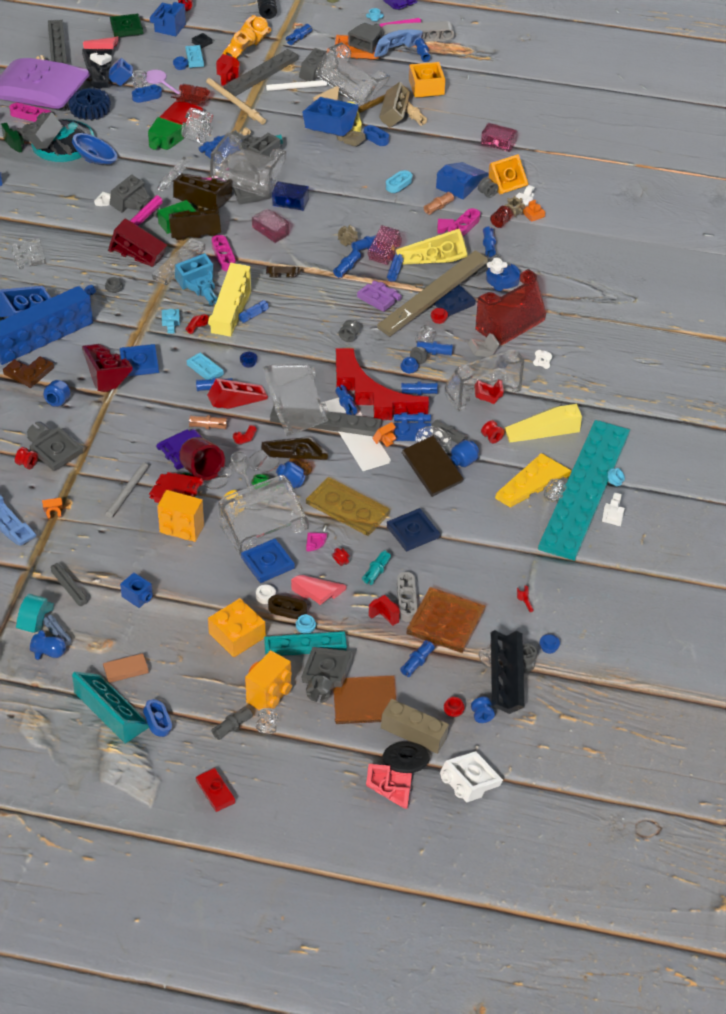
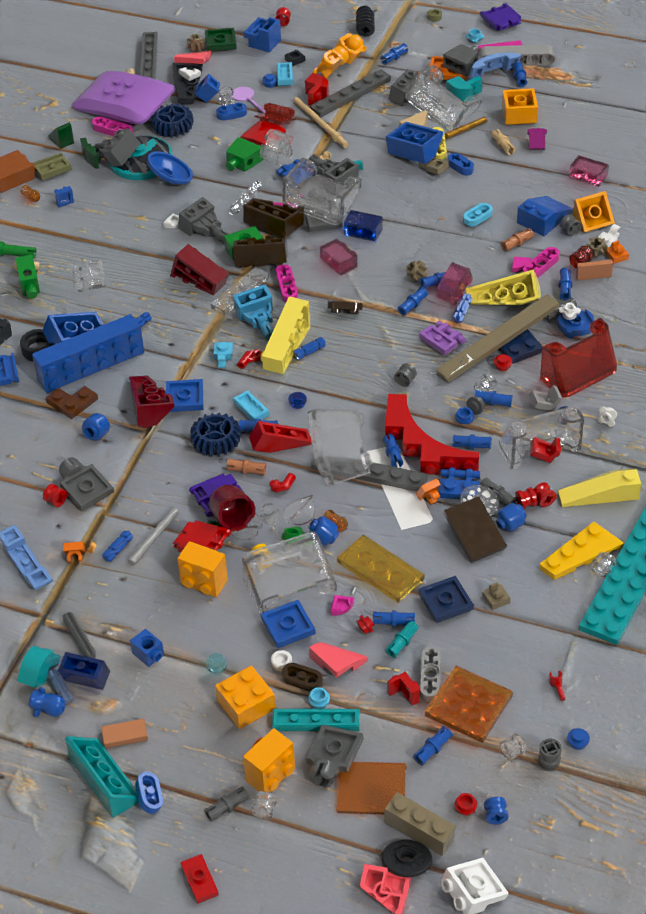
camera: 10 degrees right, 0 degrees up
(79, 614) = (84, 670): none -> clear blue brick
(94, 501) = (117, 546): none -> blue axle
(102, 29) = (196, 43): none -> dark tan gear
(113, 285) = (170, 313): dark grey plate -> none
(147, 210) = (214, 235): dark pink axle -> none
(174, 394) = (210, 432): none -> dark blue gear
(204, 600) = (216, 663): none -> clear light blue plate
(295, 85) = (390, 107): white bar -> none
(295, 448) = (333, 501): dark brown wing -> none
(365, 549) = (393, 618): none -> blue pin
(371, 65) = (464, 89): none -> teal brick
(394, 104) = (483, 132): dark tan brick -> none
(446, 109) = (537, 138): none -> magenta tile
(459, 524) = (496, 596): none -> dark tan tile
(477, 435) = (526, 497): none -> red wheel
(511, 673) = (531, 771): black fence -> none
(515, 227) = (594, 270): none -> nougat tile

